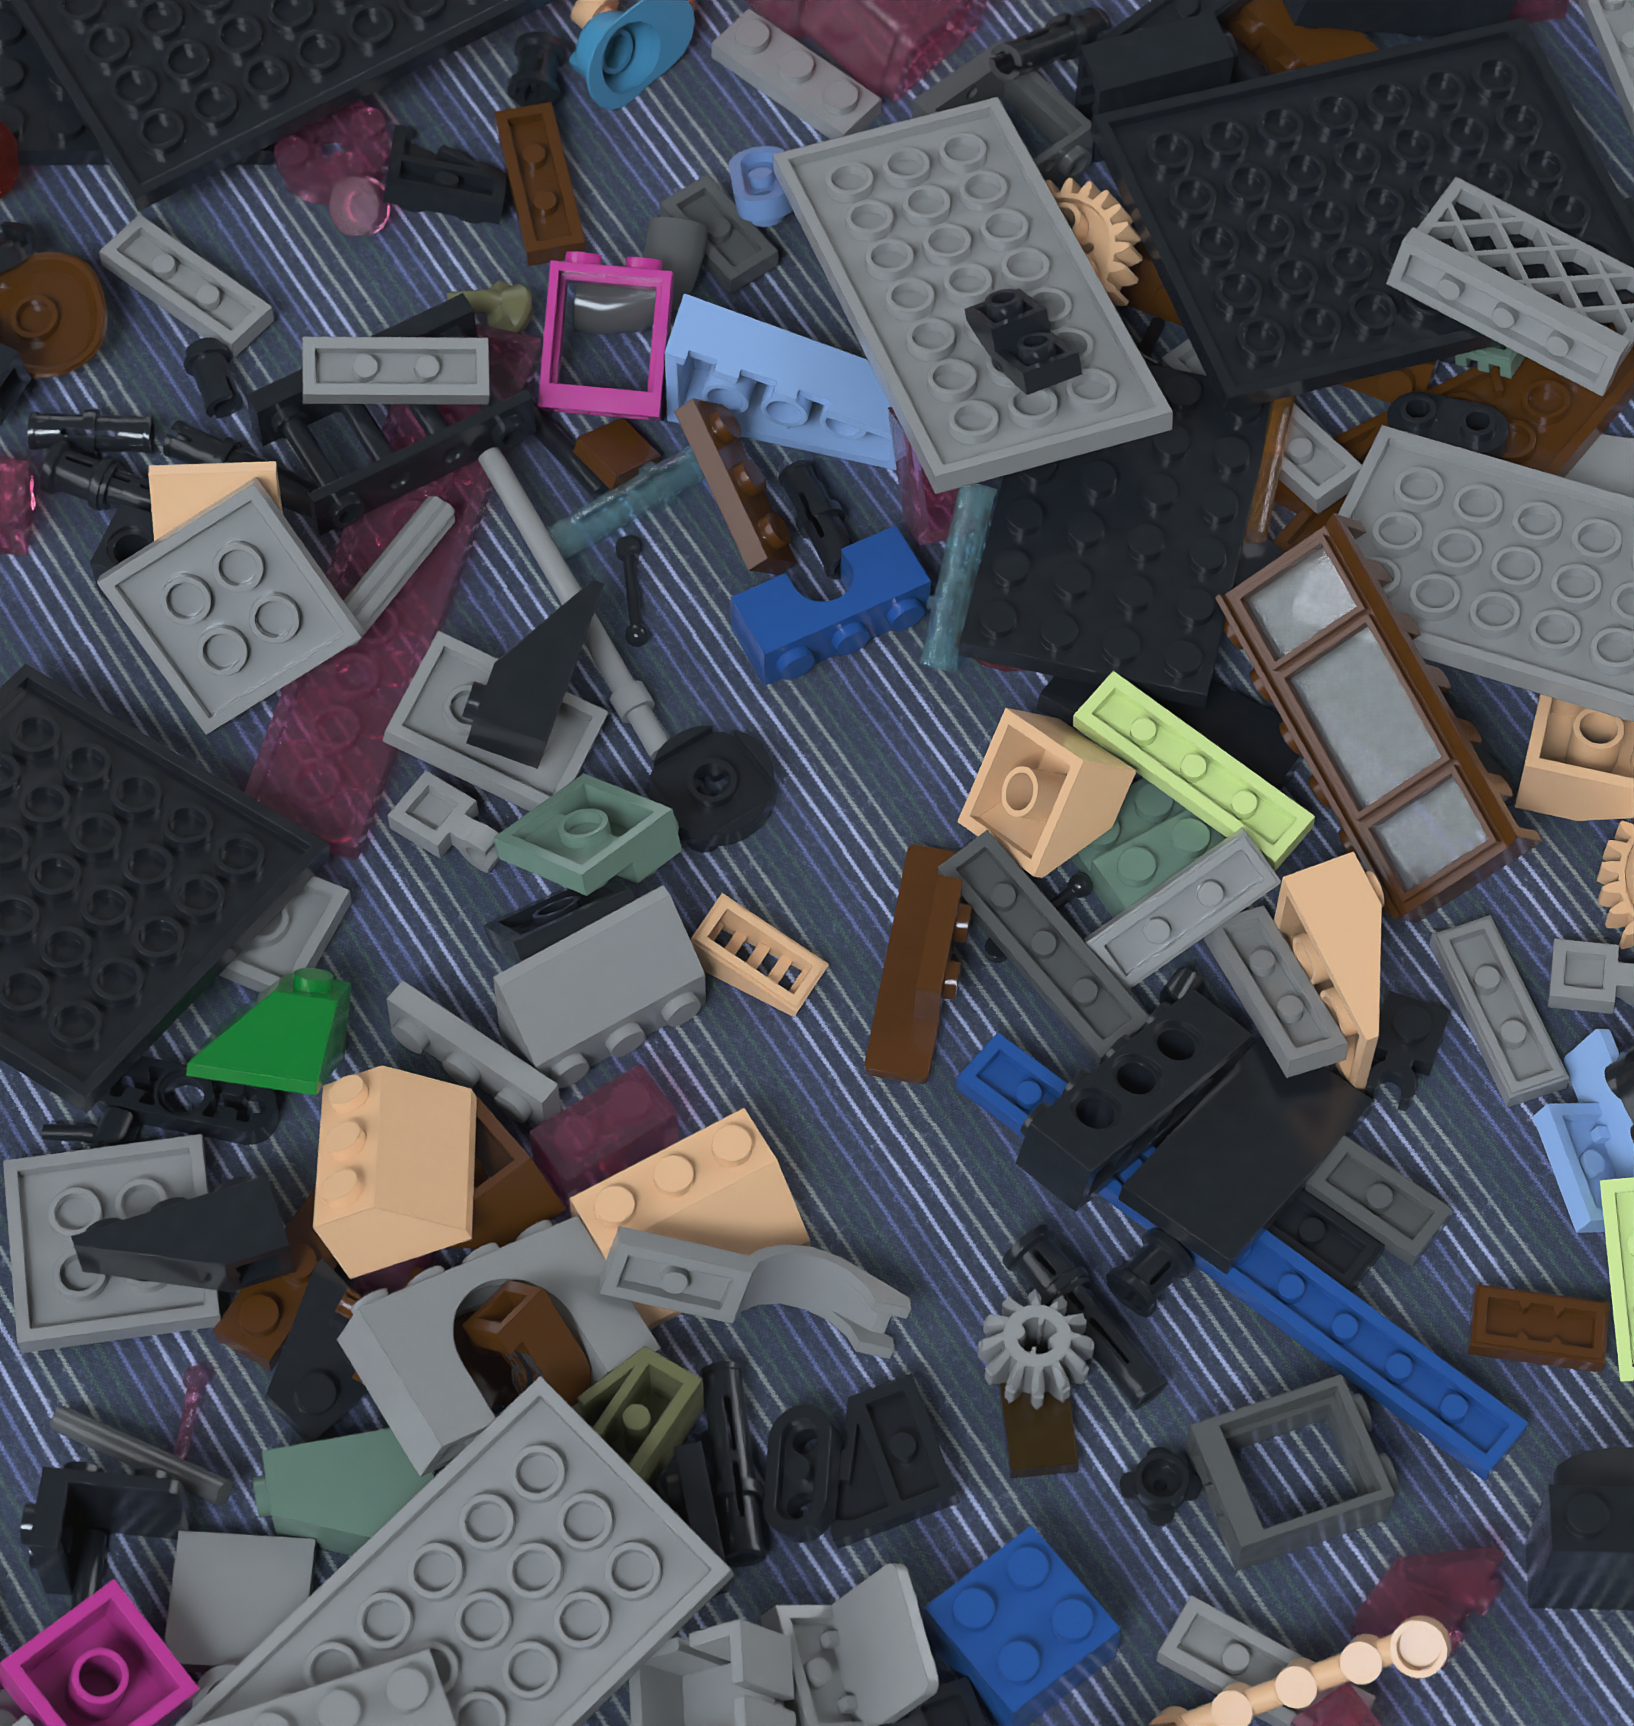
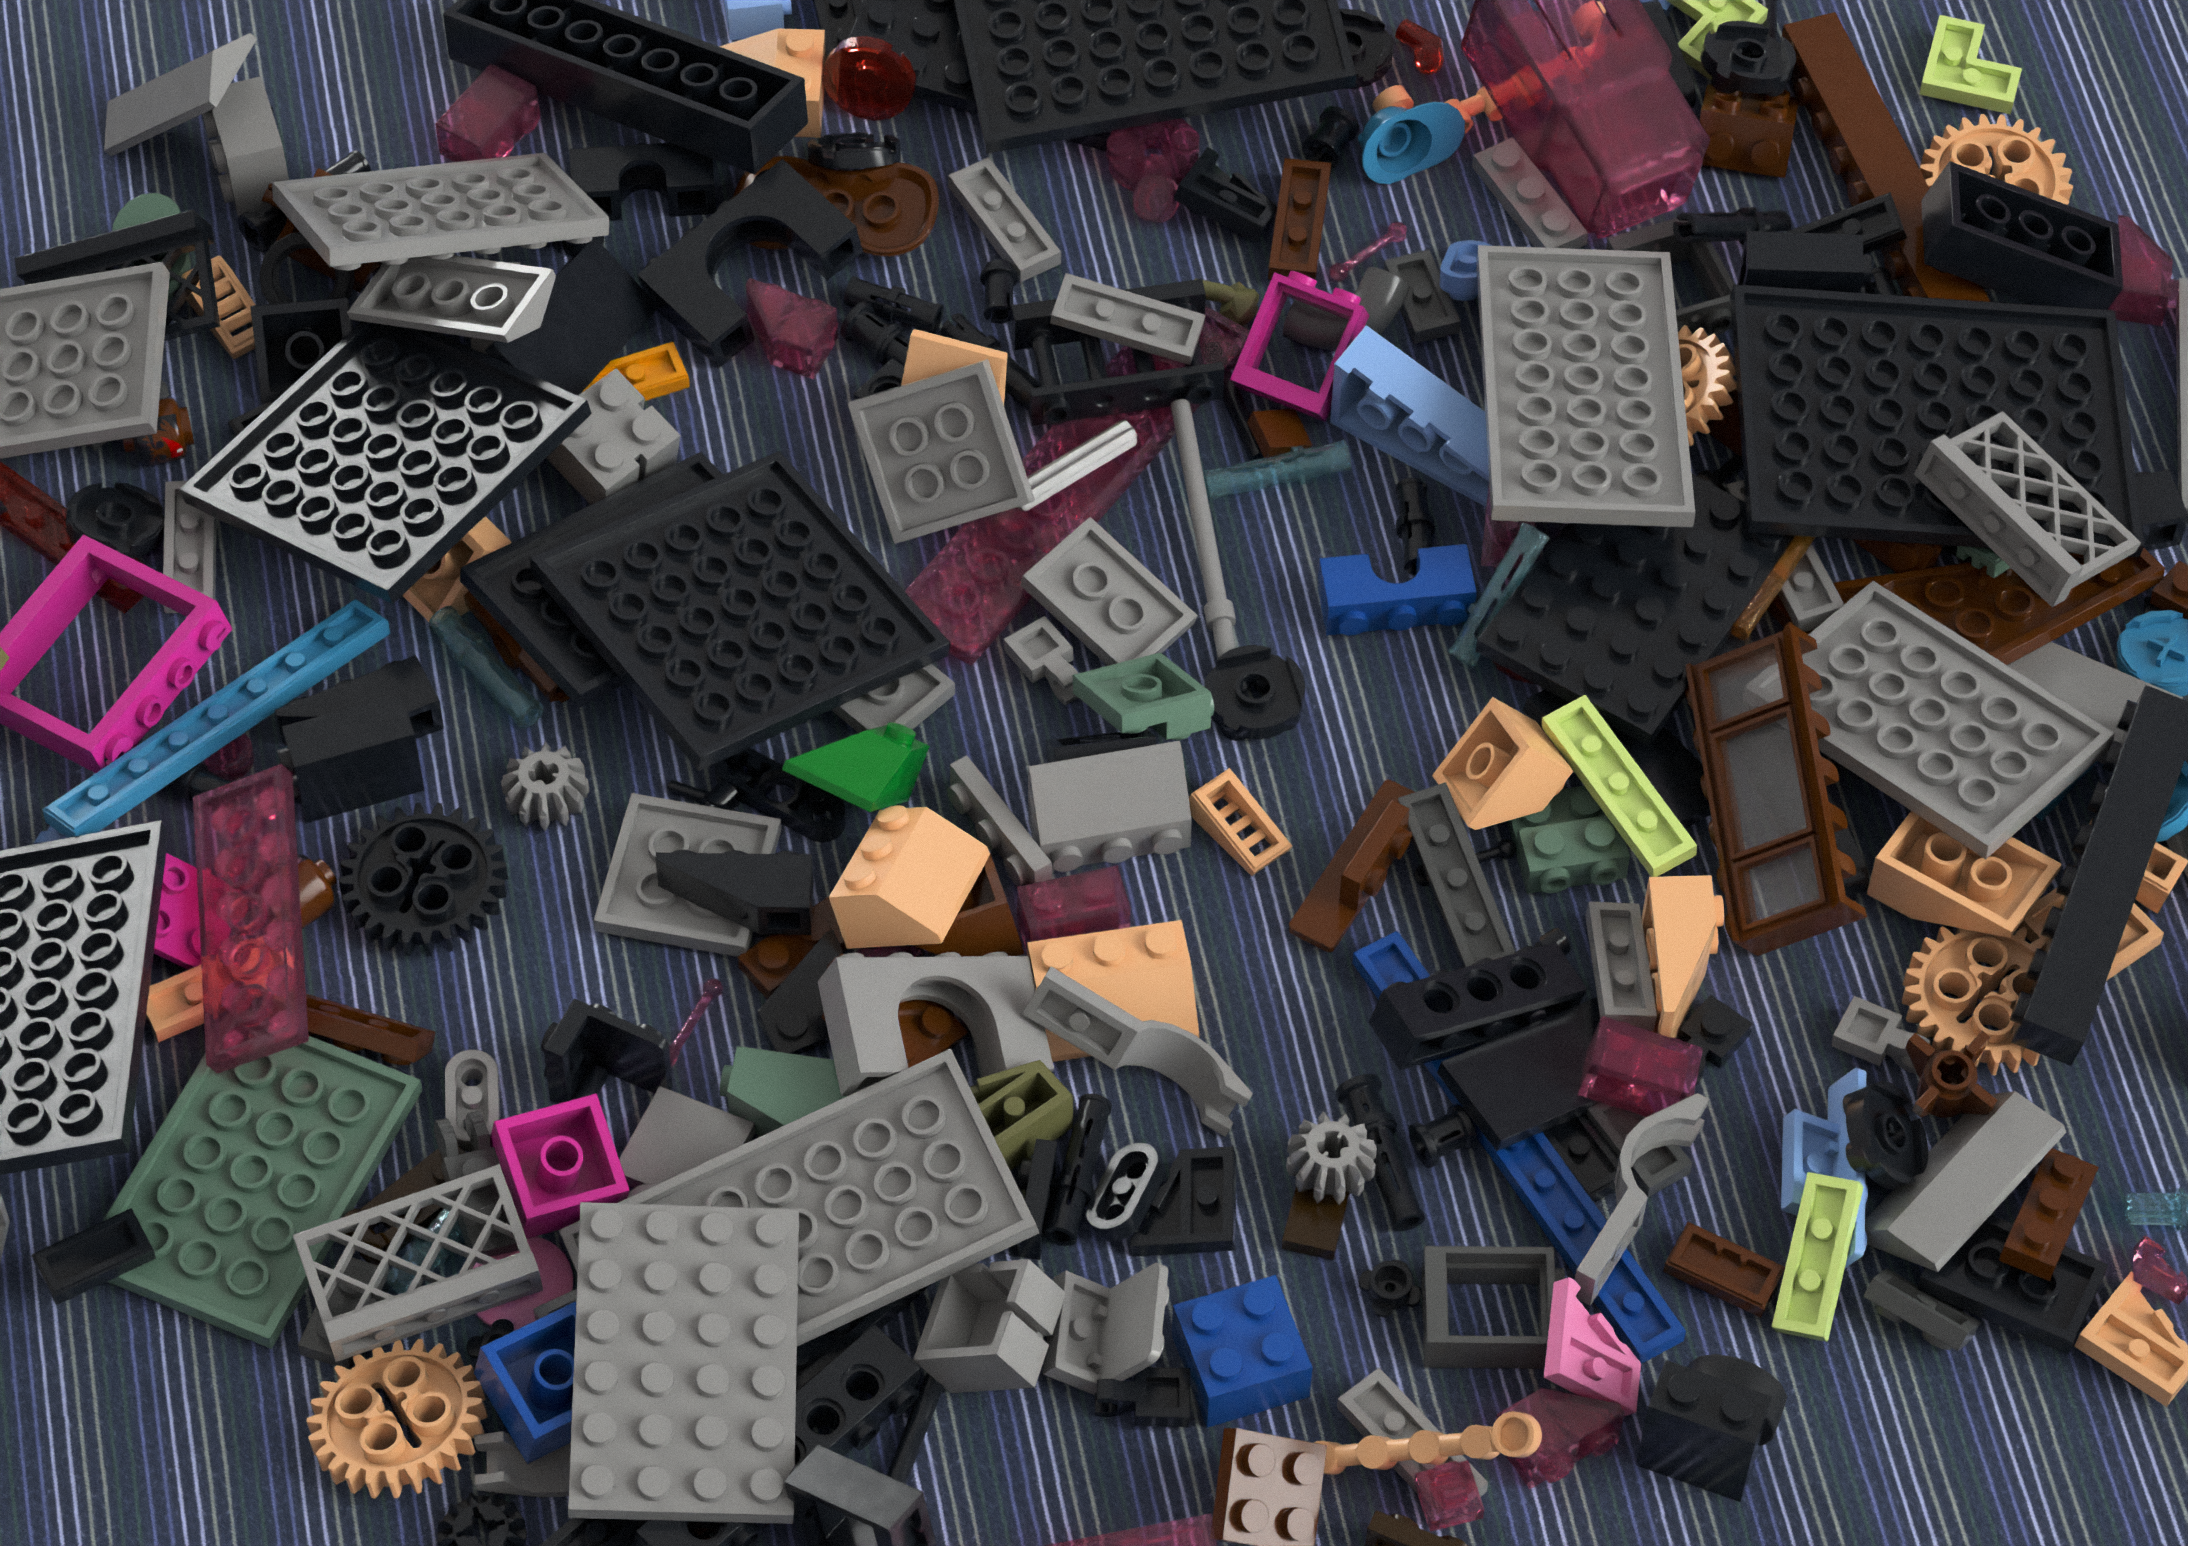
camera: 20 degrees right, 5 degrees down
(140, 1454) = (640, 1014): dark grey bar -> none
(529, 683) = (1144, 572): black slope -> none
(532, 1339) = (959, 1026): reddish brown leg -> none
(628, 551) = (1260, 507): black hinge -> none
(655, 164) = (1396, 233): none -> clear pink hinge
(736, 486) = (1357, 481): reddish brown plate -> none
(1020, 340) = (1601, 428): black slope -> none
(1183, 909) = (1571, 884): light grey tile -> none
(1355, 1117) = (1638, 1068): none -> clear pink brick
(1403, 1280) = (1673, 1125): none -> light grey piece
(1430, 1494) = (1586, 1353): none -> bright pink wing
(1450, 422) = (1929, 594): black plate -> none
(1499, 1011) = (1792, 1037): light grey tile -> none

